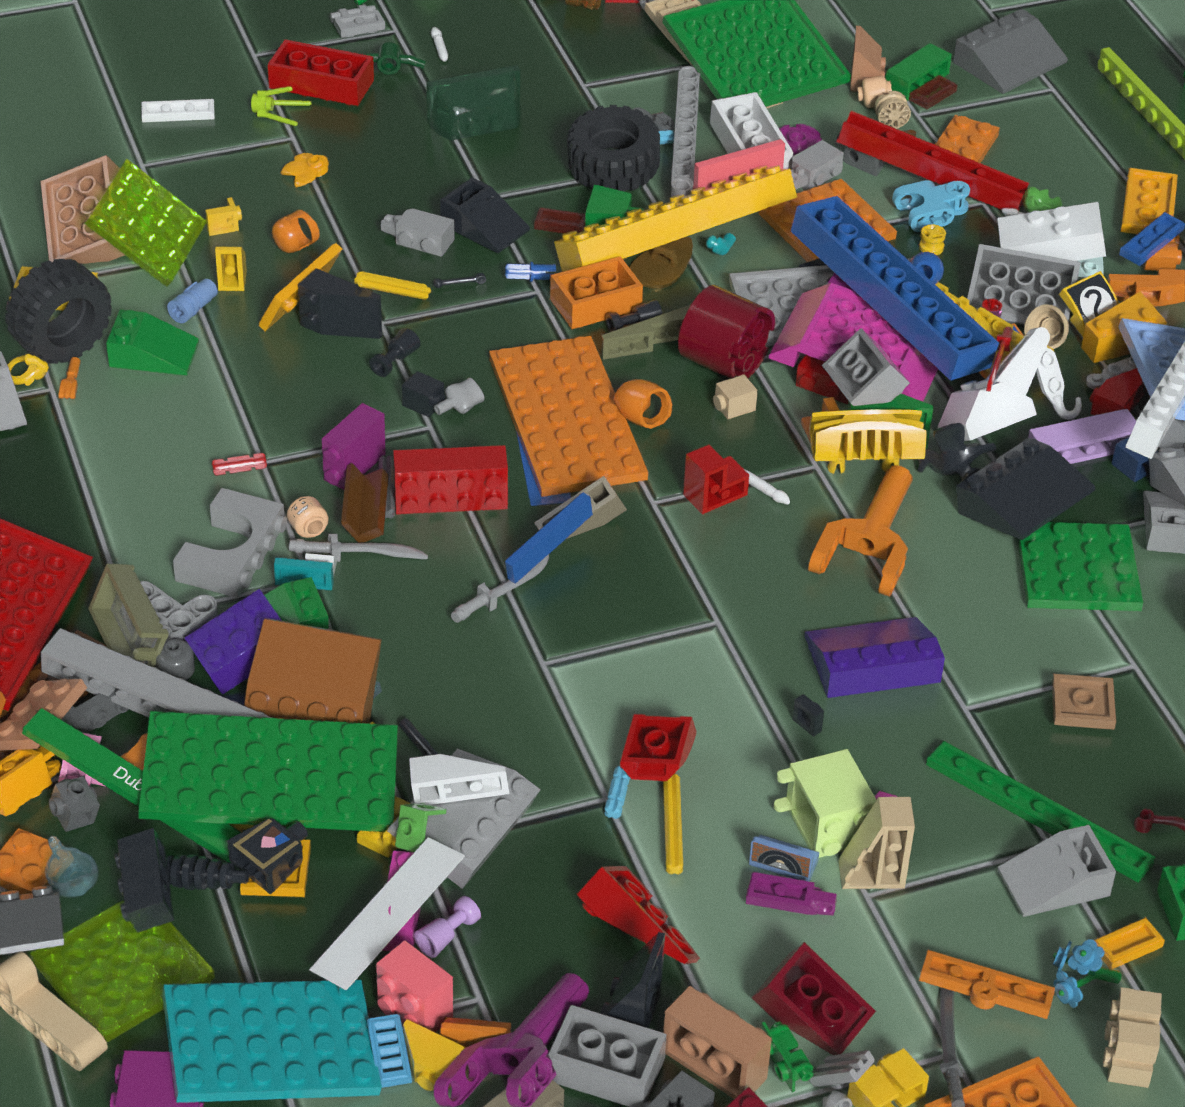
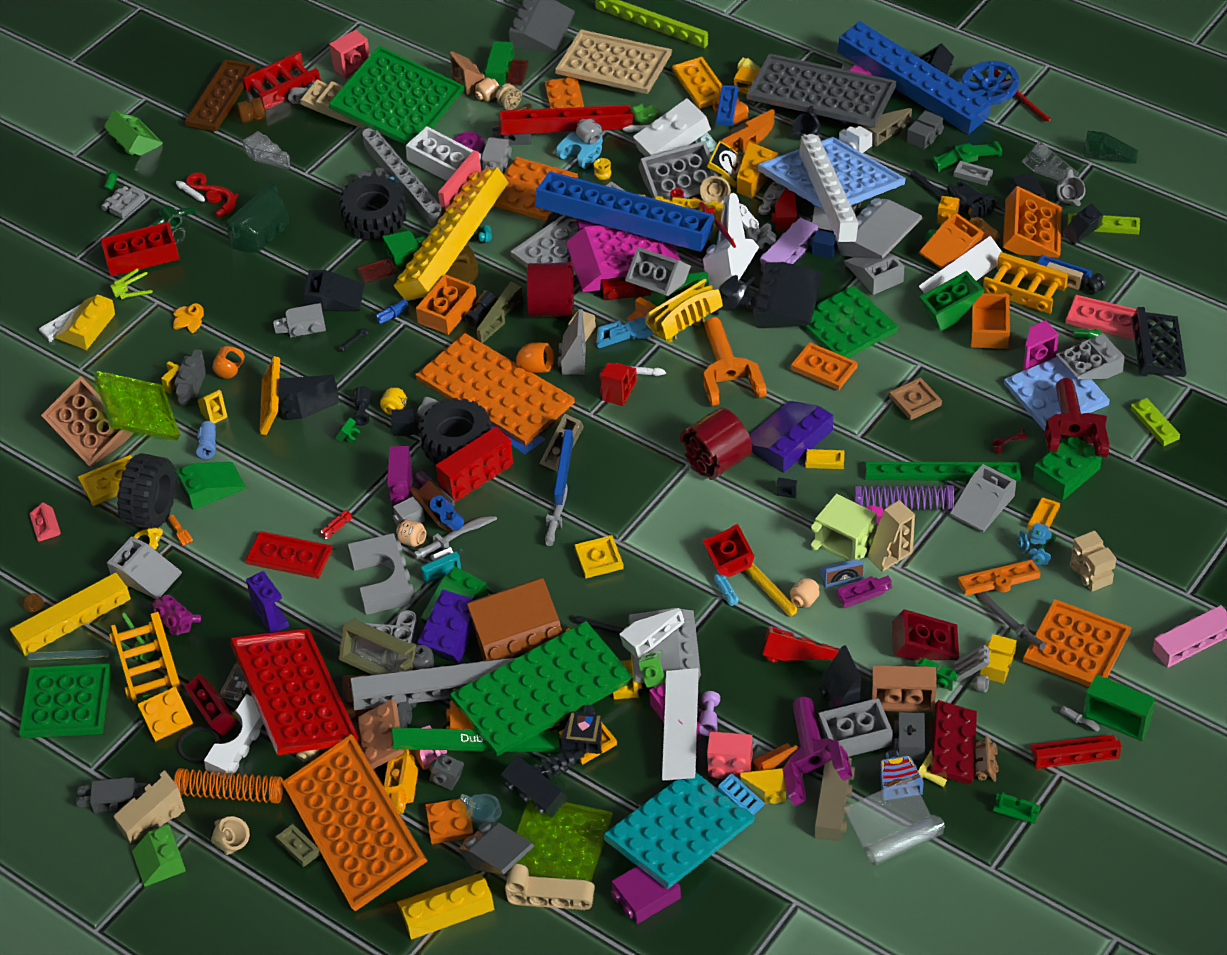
camera: 30 degrees left, 5 degrees up
(67, 512) = (263, 599): none -> dark purple panel
(158, 468) = (289, 554): none -> red tile
(195, 120) = (87, 322): none -> yellow slope
(240, 225) = (190, 377): none -> dark grey hinge
(328, 491) = (408, 509): none -> light grey brick
(351, 368) = (347, 430): none -> green tile
(362, 514) = (447, 514): none -> blue axle
(392, 285) = (328, 364): yellow axle -> none
(436, 363) = (393, 399): none -> yellow head
(463, 55) = (214, 193): none -> red plant
(465, 412) = (448, 417): none -> black tyre
(498, 665) = (599, 556): none -> yellow plate
(559, 39) = (264, 151): none -> clear slope
(698, 413) = (573, 347): none -> light grey slope
(707, 852) = (804, 593): none -> light nougat head
(757, 609) = (716, 443): none -> dark red brick
(776, 428) = (619, 332): none -> dark azure piece
(895, 710) = (824, 459): none -> yellow tile
(929, 265) = (629, 185): blue piece -> none
(944, 185) = (588, 131): none -> light grey head
(998, 599) = (824, 366): none -> orange plate
(1015, 837) = (949, 495): none -> medium lavender piece
(1050, 406) = (761, 235): none -> dark grey hips
(1057, 129) = (613, 61): none -> tan piece

